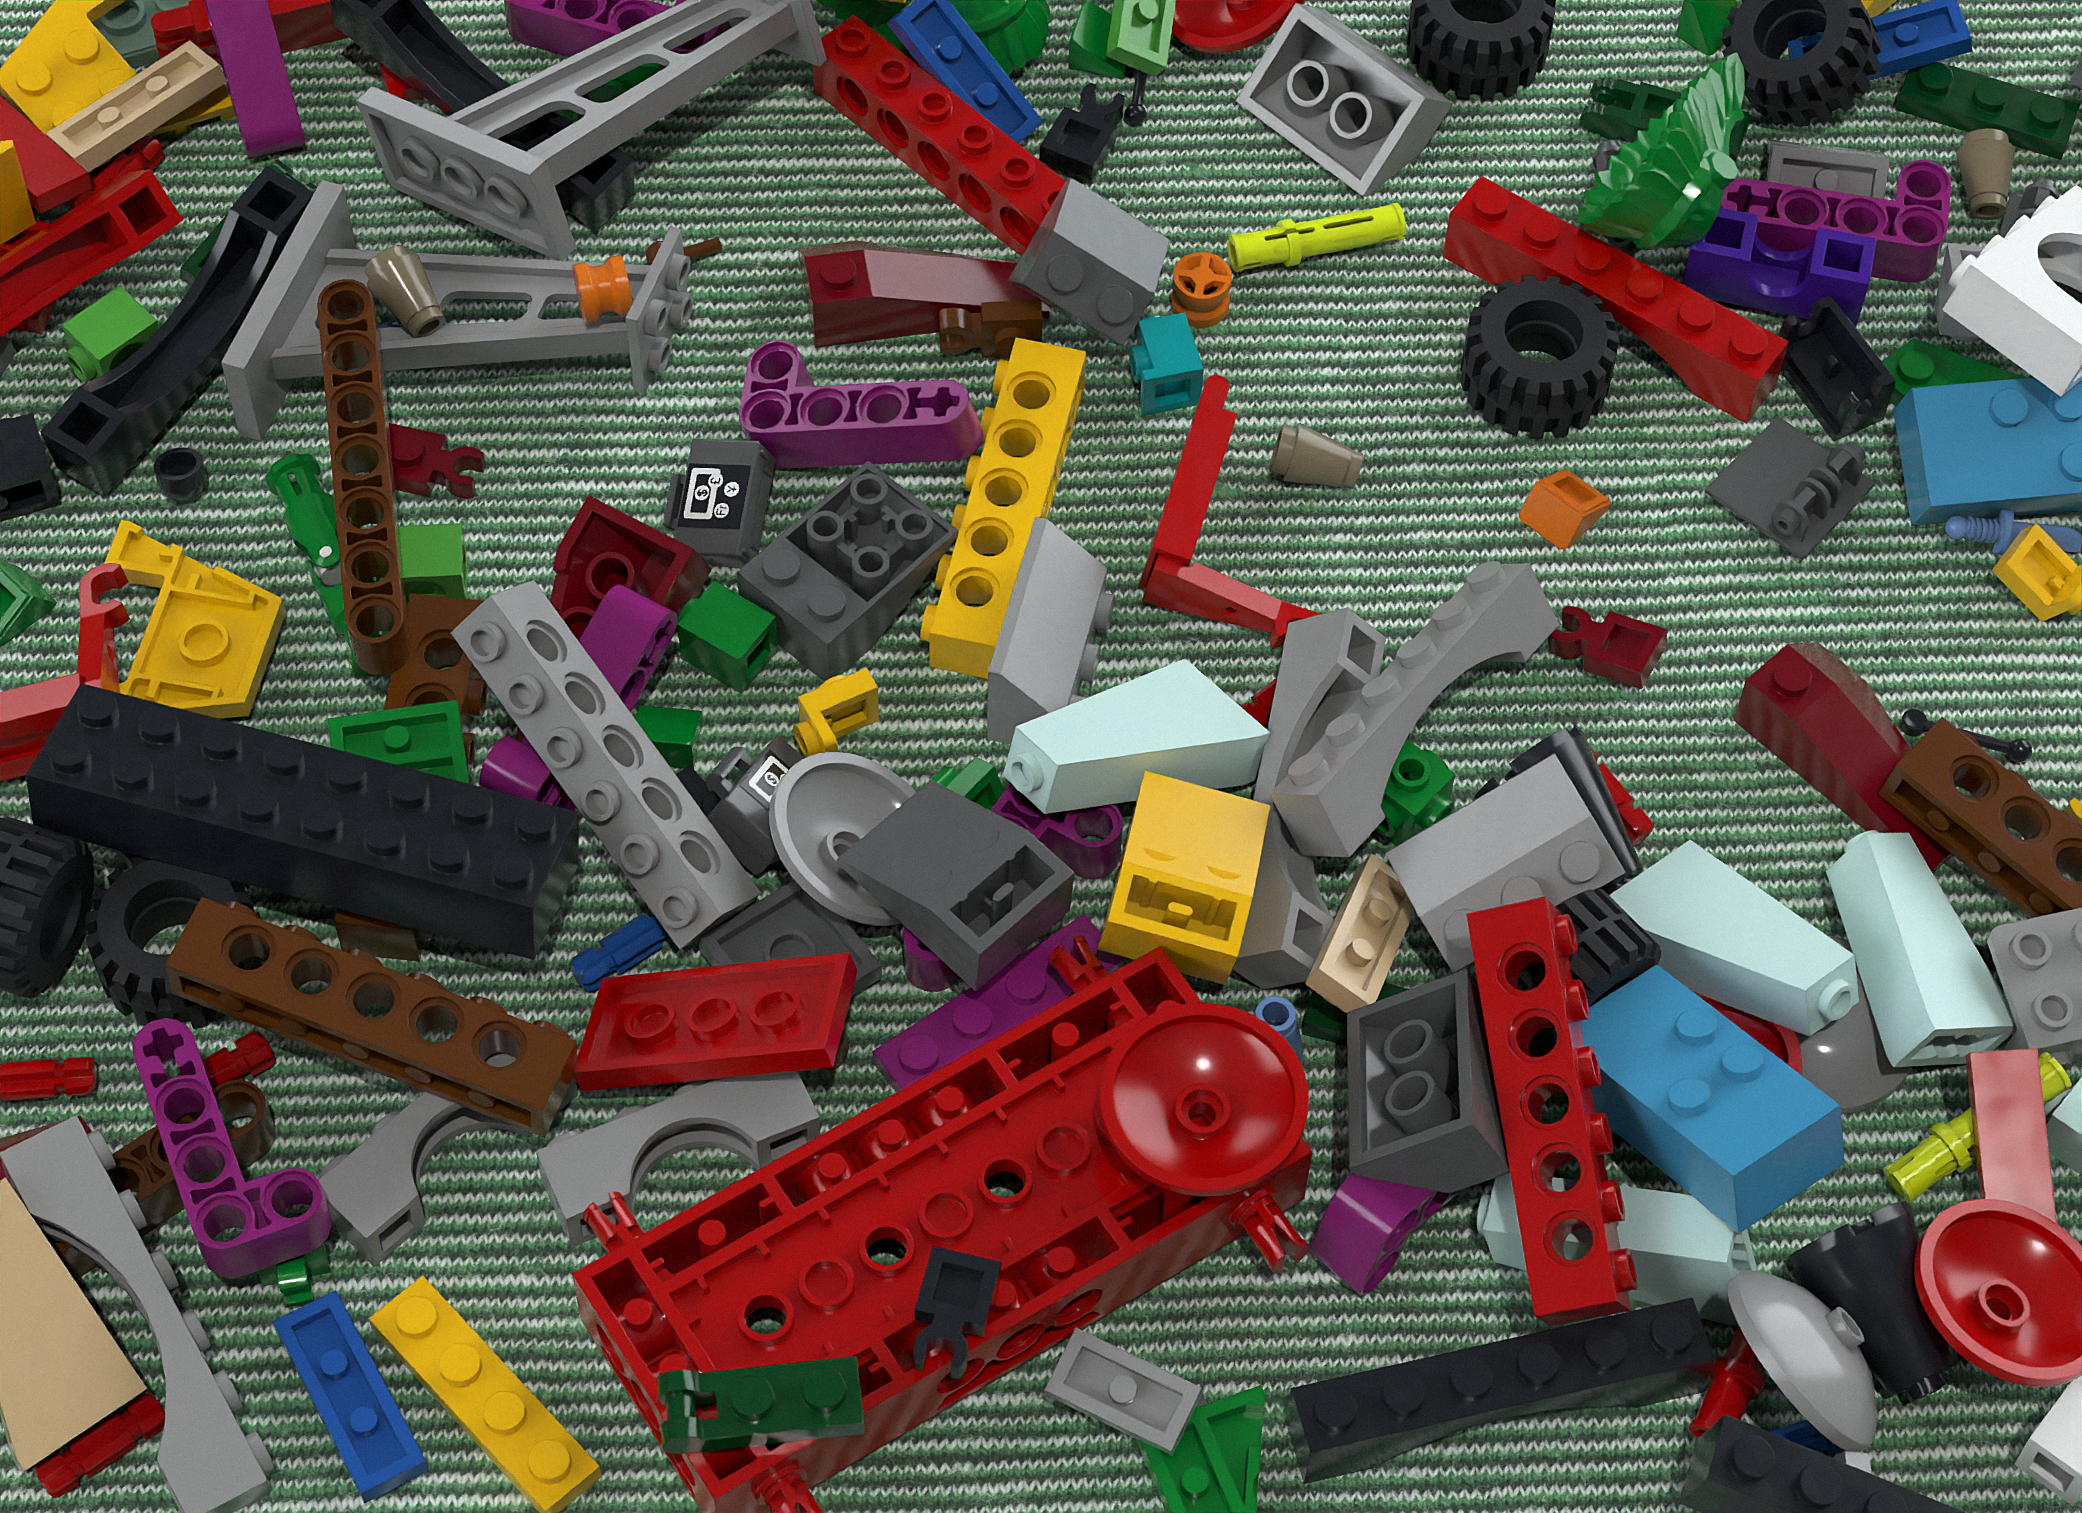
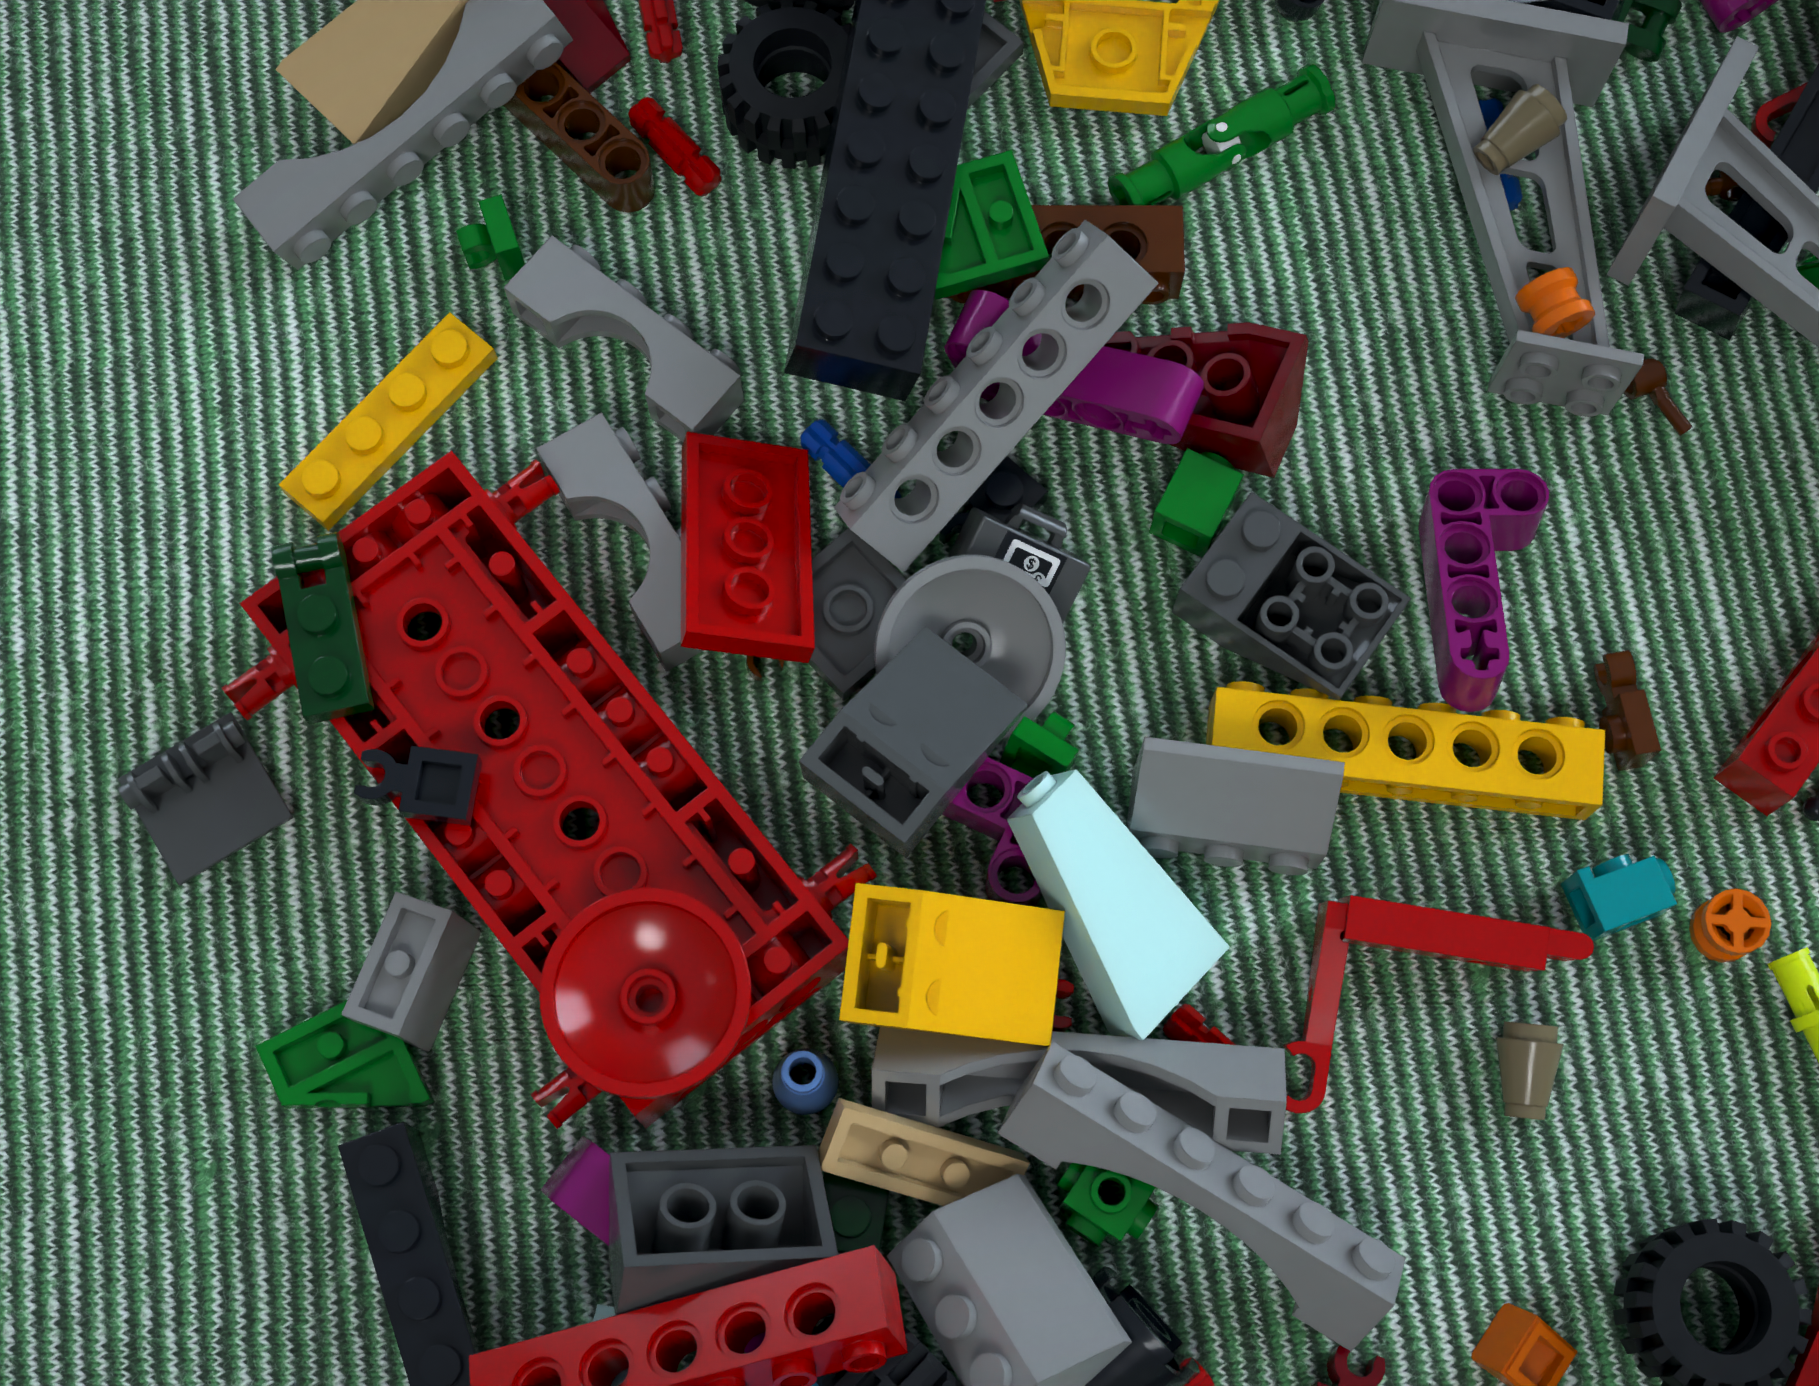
camera: 85 degrees right, 15 degrees up
(100, 1444) = (311, 121): red axle -> none
(206, 1146) = (645, 103): magenta beam -> none
(350, 1396) = (376, 310): blue plate -> none
(367, 497) = (1311, 108): reddish brown beam -> none
(424, 460) = (1361, 199): dark red plate -> none
(434, 560) = (1229, 221): bright green brick -> none
(519, 1094) = (727, 96): reddish brown brick -> none
(672, 732) = (1084, 466): green slope -> none
(721, 500) = (1355, 477): dark grey piece -> none
(835, 710) = (1131, 616): yellow bracket -> none
(894, 291) = (1667, 609): dark red wedge -> none
(978, 1016) = (769, 766): magenta plate -> none
(1092, 263) = (1713, 796): dark grey slope -> none

